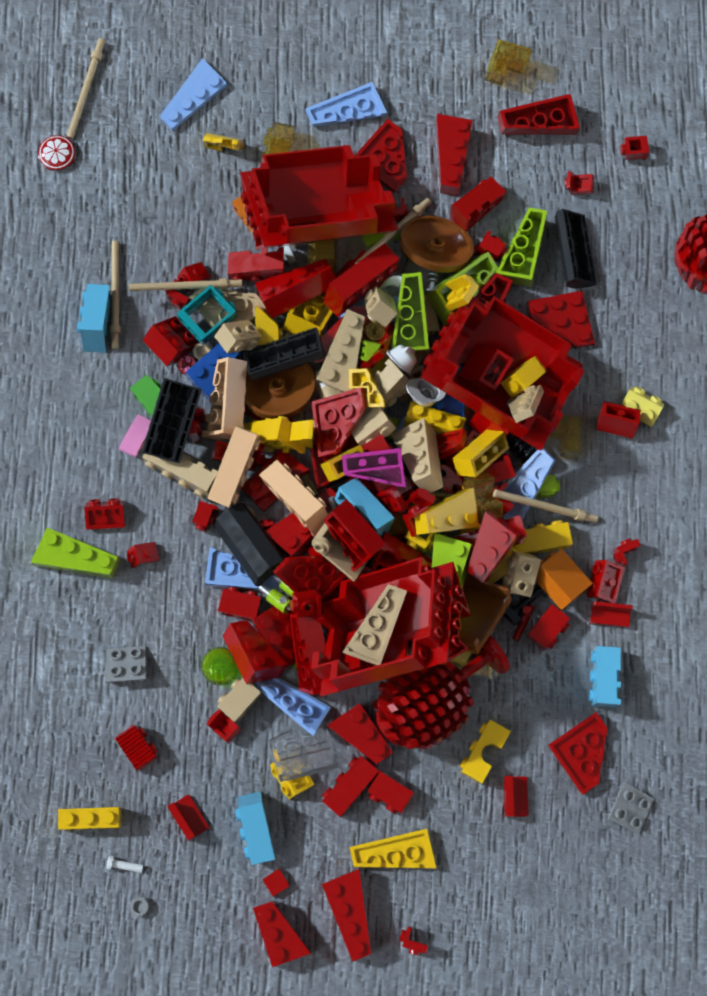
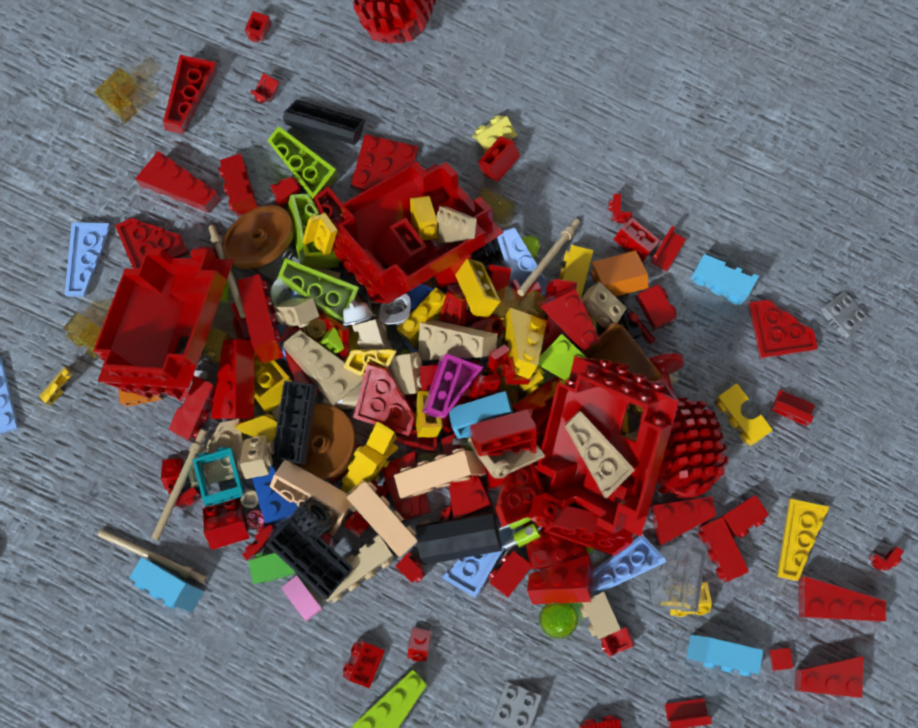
camera: 60 degrees left, 0 degrees up
(160, 374) = (263, 536): none -> red slope
(205, 407) = (313, 518): none -> black tyre

